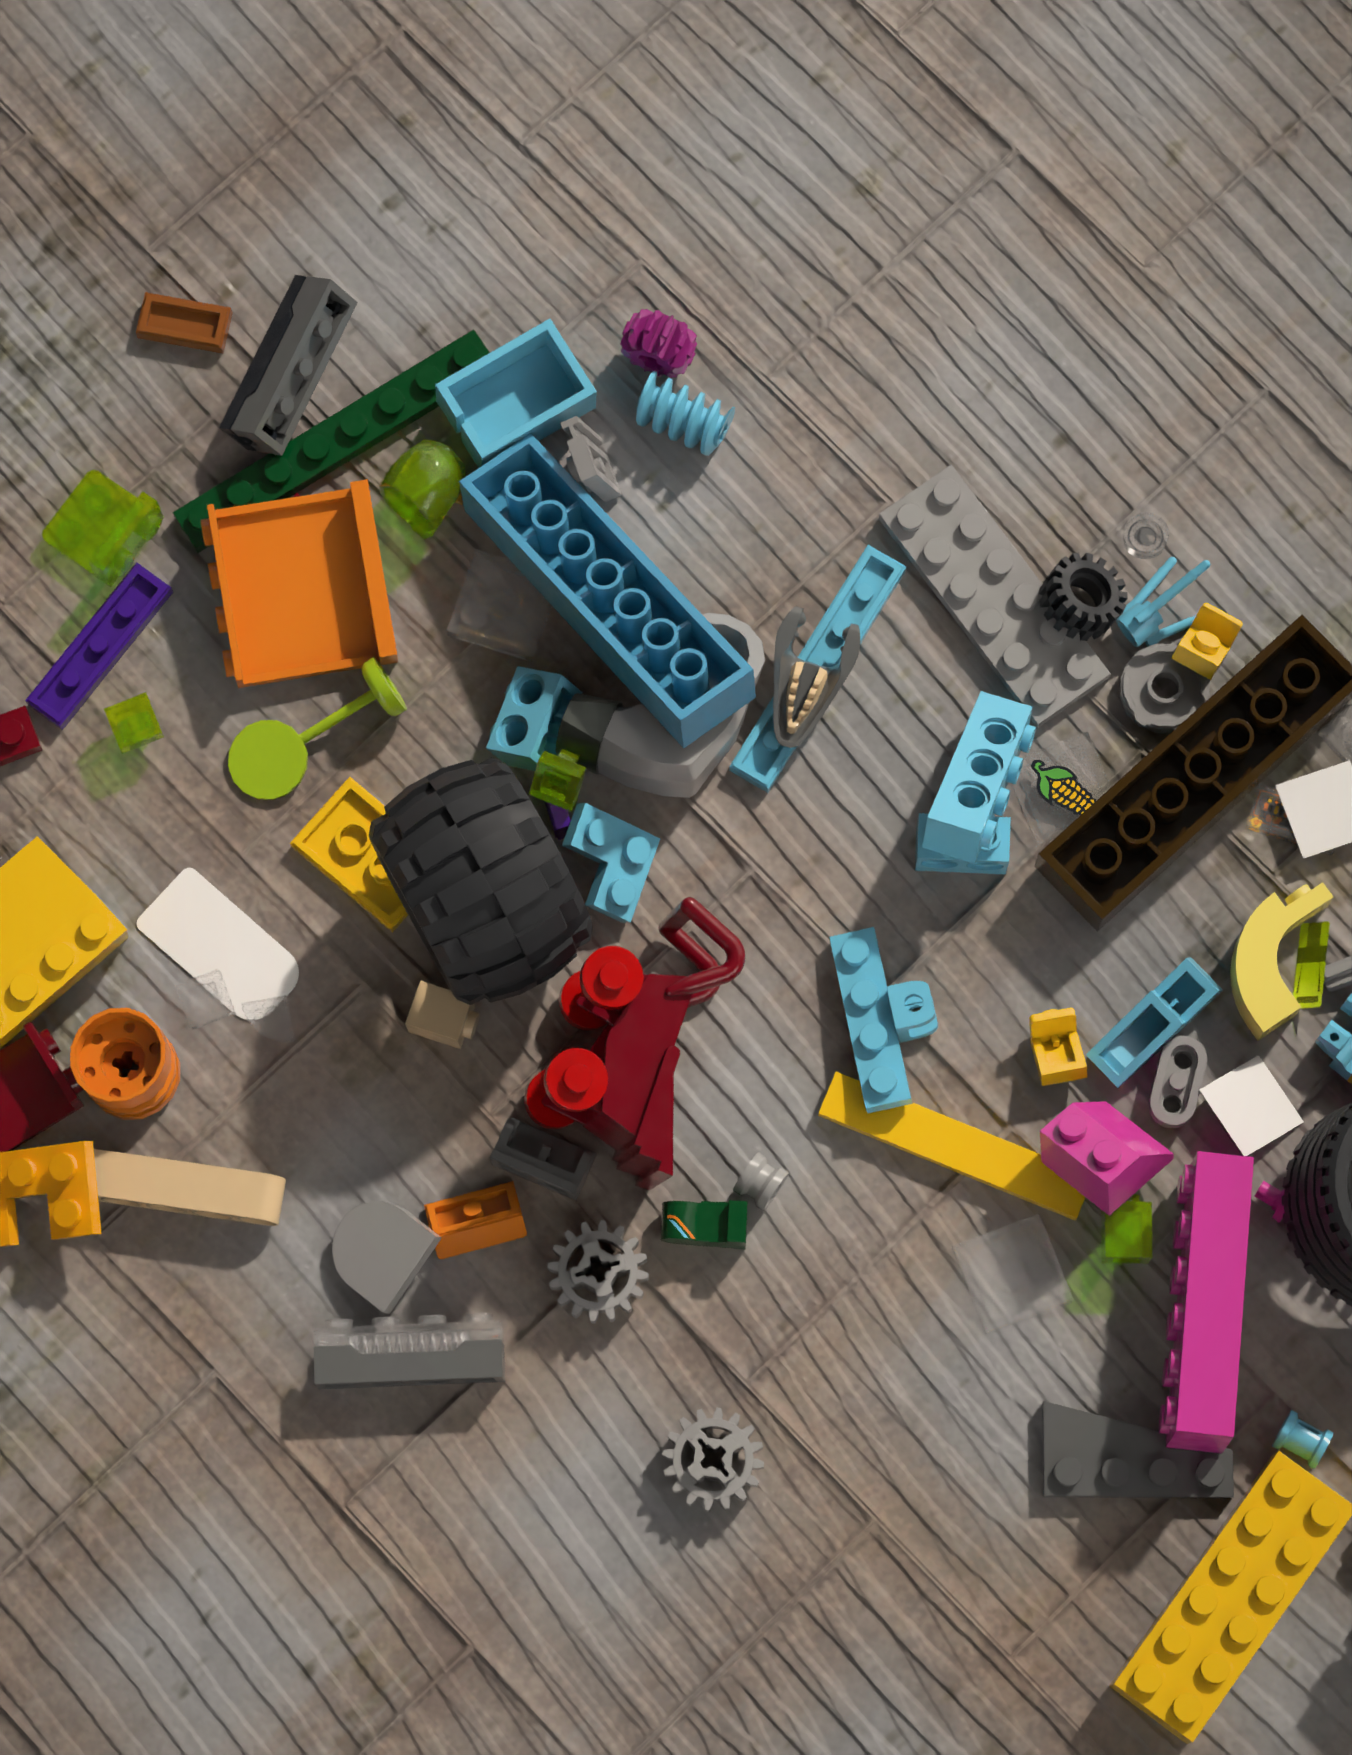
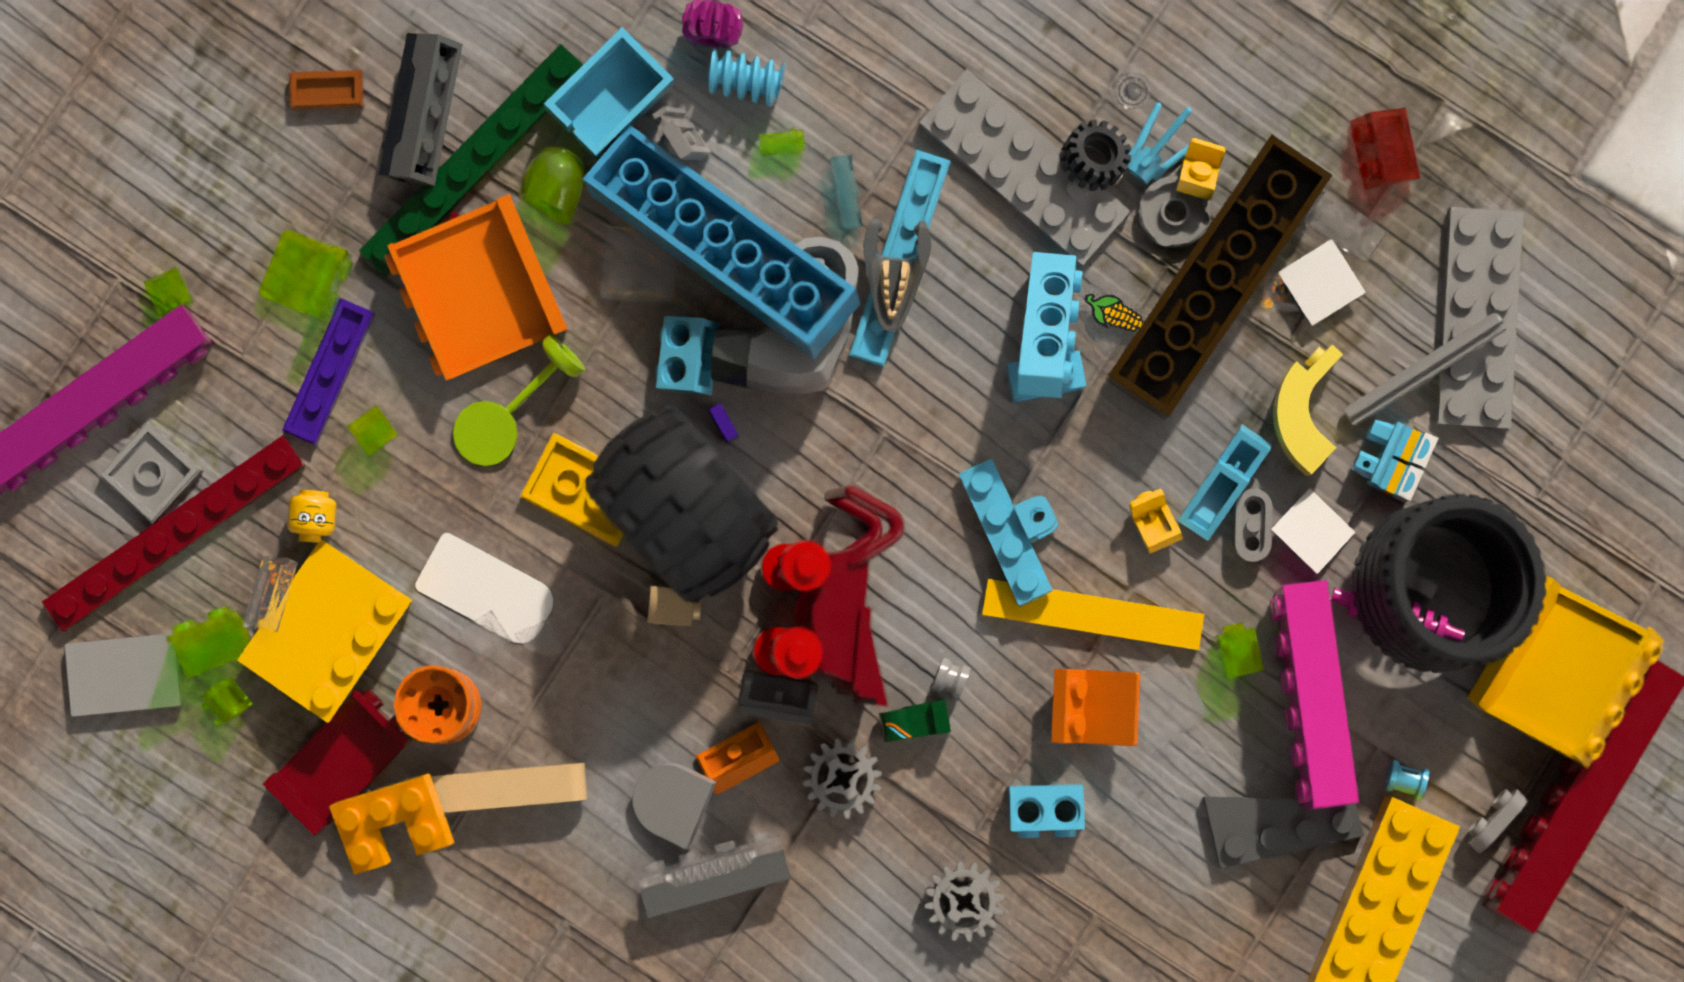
camera: 15 degrees left, 10 degrees up
(34, 805) = (311, 515): none -> yellow head
(558, 779) = (720, 403): clear neon green tile -> none
(623, 857) = (784, 448): medium azure plate -> none
(709, 501) = (782, 142): none -> clear neon green pin
(772, 575) = (846, 192): none -> clear light blue pin
(844, 1355) = (1046, 799): none -> medium azure brick
(931, 1255) = (1095, 707): none -> orange bracket
(1101, 1153) = (1208, 597): dark pink slope -> none
(1311, 964) = (1335, 408): clear neon green sticker -> none

